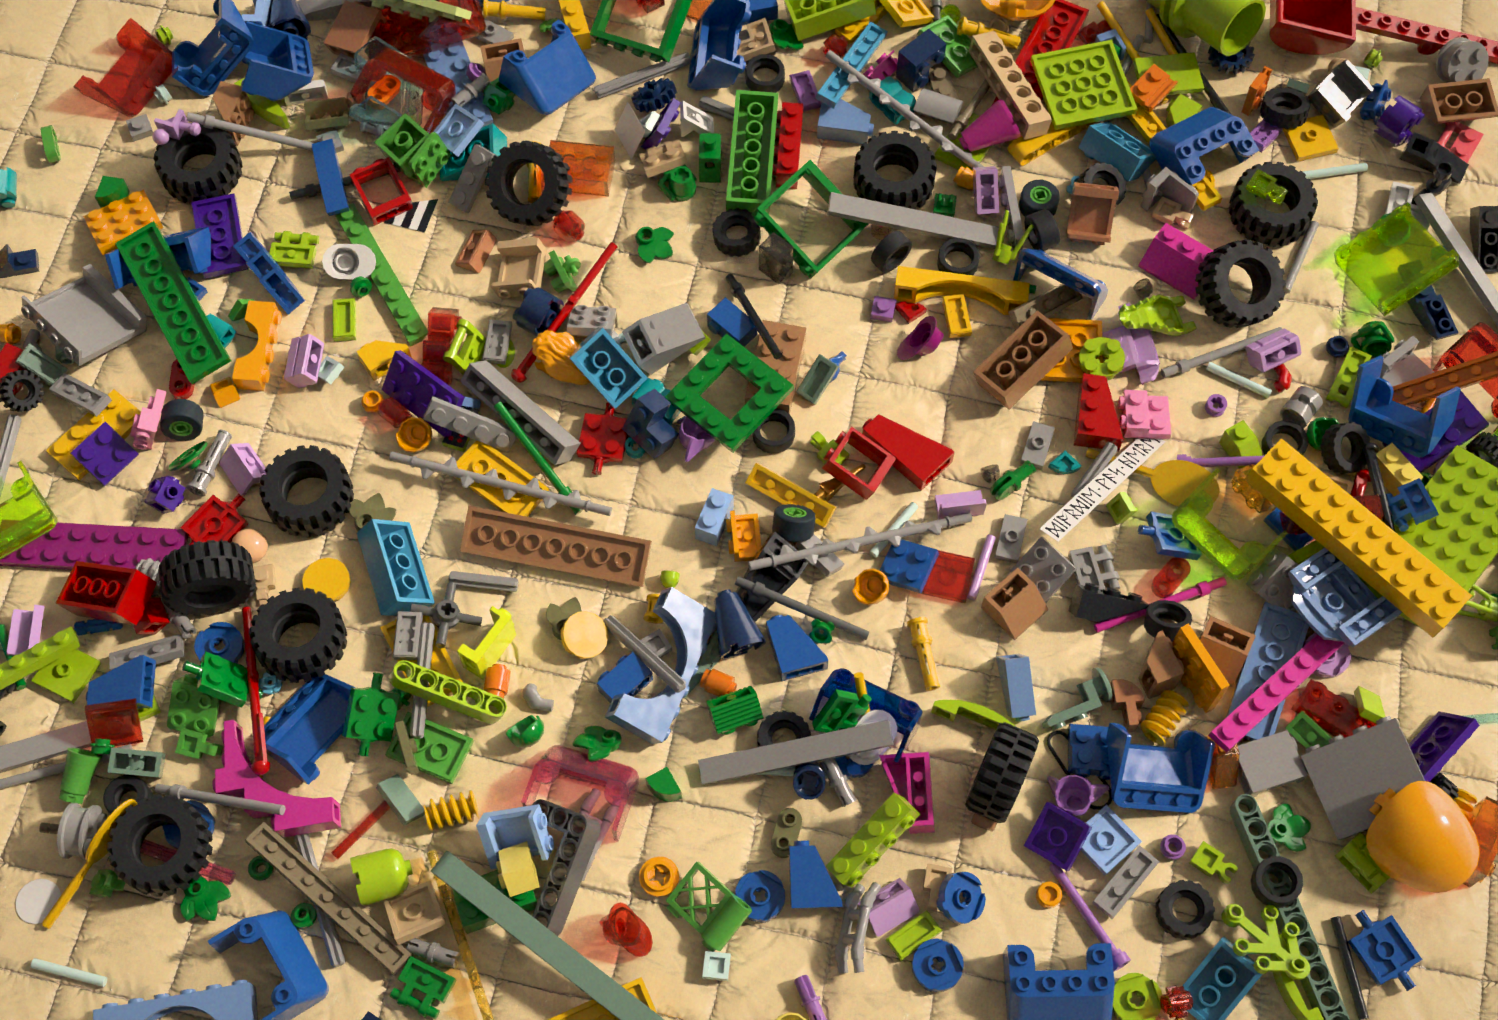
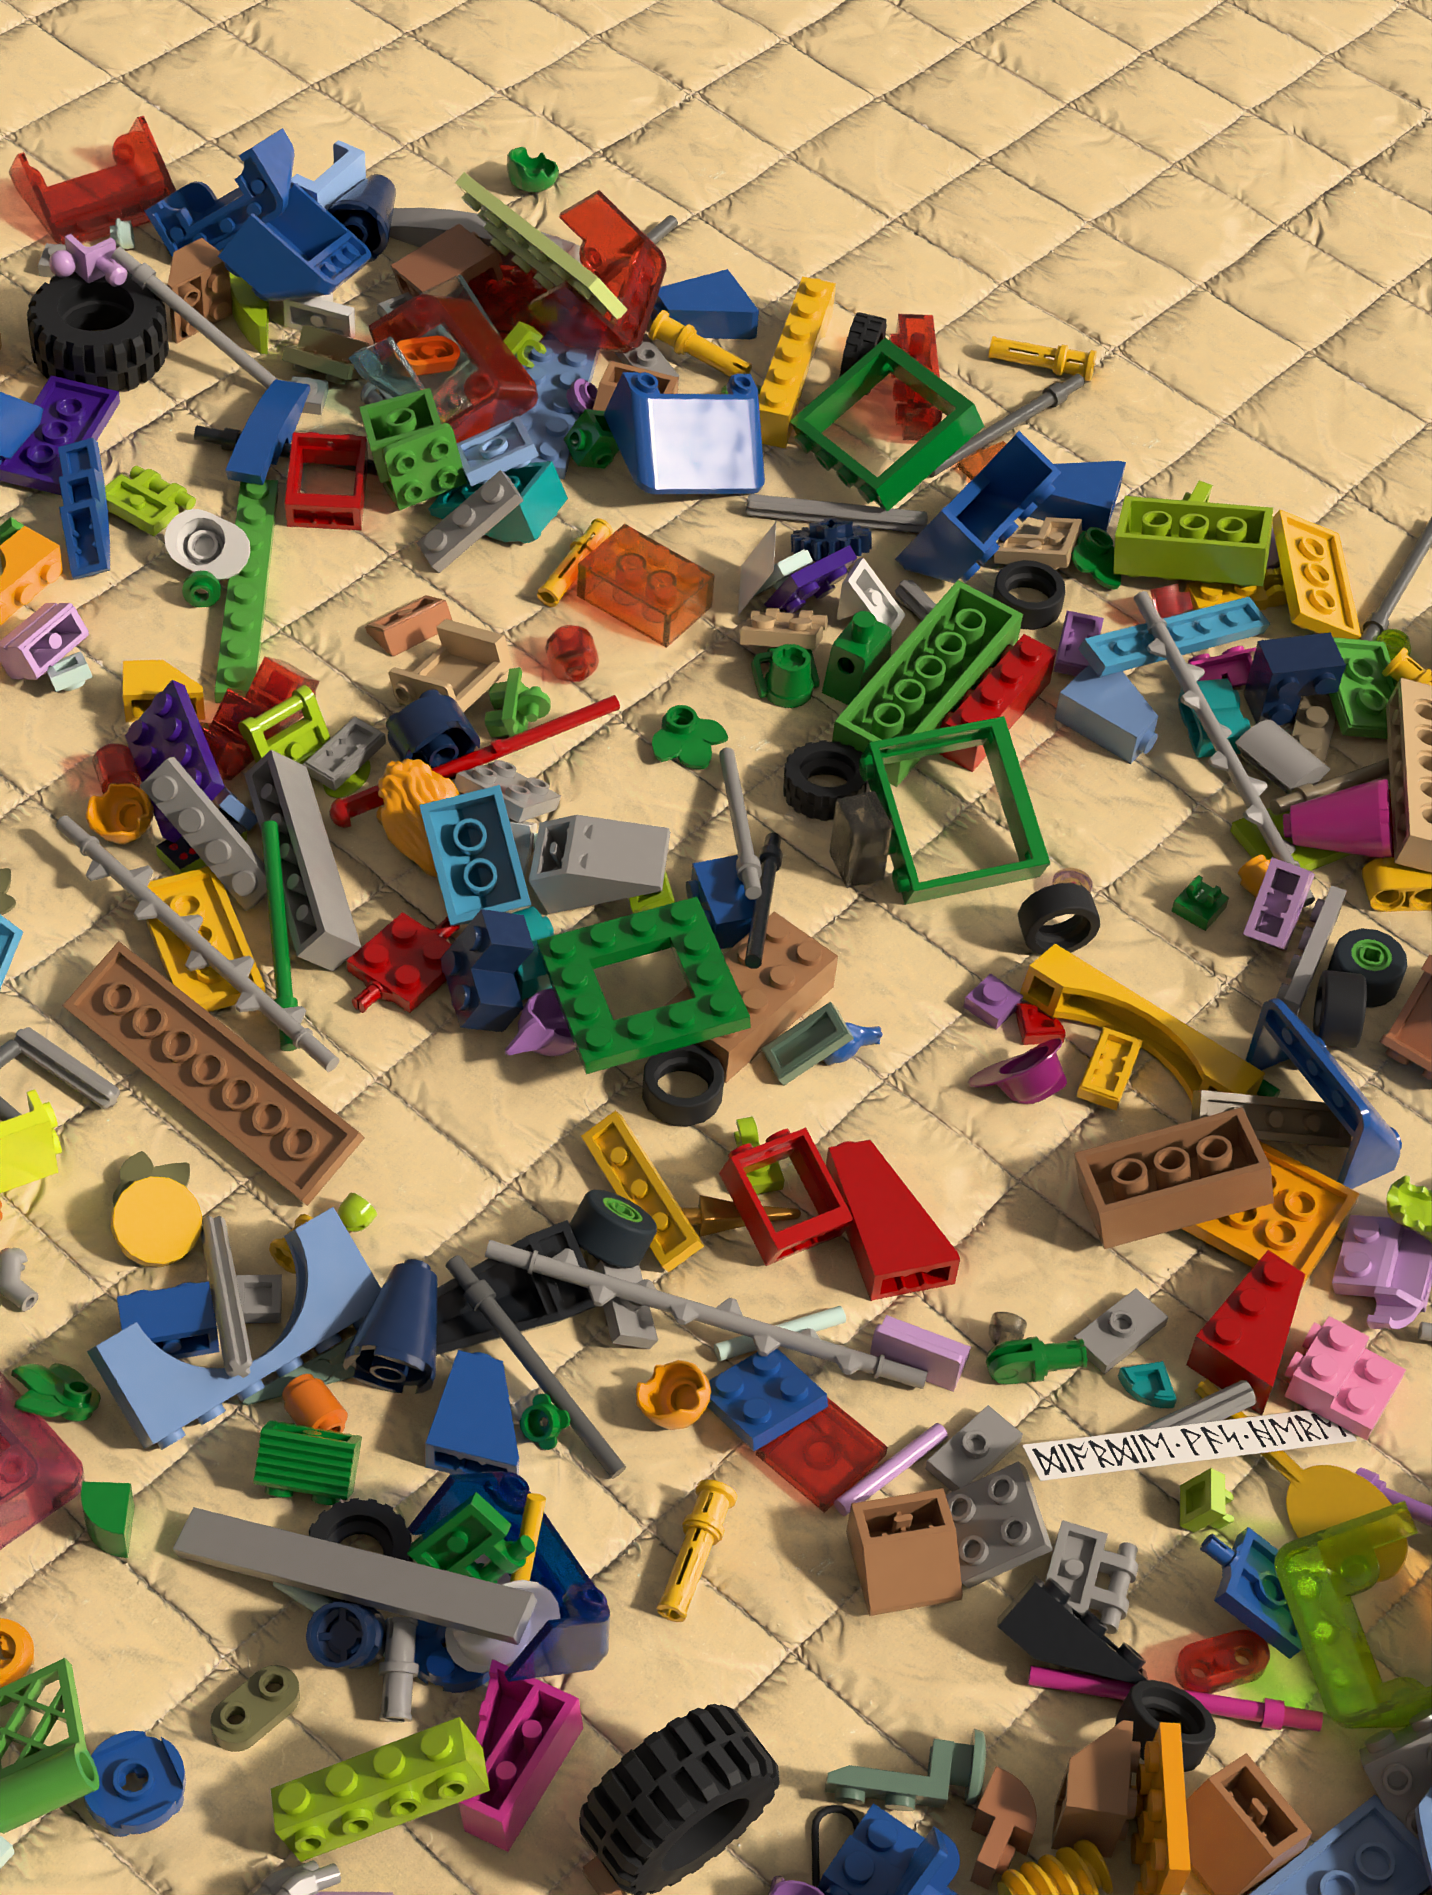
camera: 25 degrees right, 15 degrees down
(164, 35) = (182, 169): lime plate -> none
(344, 319) = (146, 621): lime tile -> none
(371, 401) = (95, 738): light orange plate -> none
(416, 218) = (357, 545): sticker -> none
(426, 55) = (522, 341): none -> lime tile
(471, 90) = (554, 413): light grey pin -> none
(502, 178) = (517, 531): black tyre -> none
(633, 454) = (438, 1010): teal bush -> none
(713, 517) = (492, 1158): light blue brick -> none
(736, 302) = (747, 864): none -> light grey bar
(745, 536) = (520, 1205): light orange bracket -> none
(809, 879) = (230, 1799): blue slope -> none
(895, 150) = (1137, 849): black tyre -> none
(911, 220) = (1127, 892): light grey tile -> none
(950, 708) = (681, 1663): lime slope -> none
(959, 245) = (1178, 966): black tyre -> none
(1003, 251) = (1248, 1005): lime plant -> none
(1017, 686) = (817, 1687): medium blue slope -> none
(1102, 346) = (1323, 1226): lime plate -> none

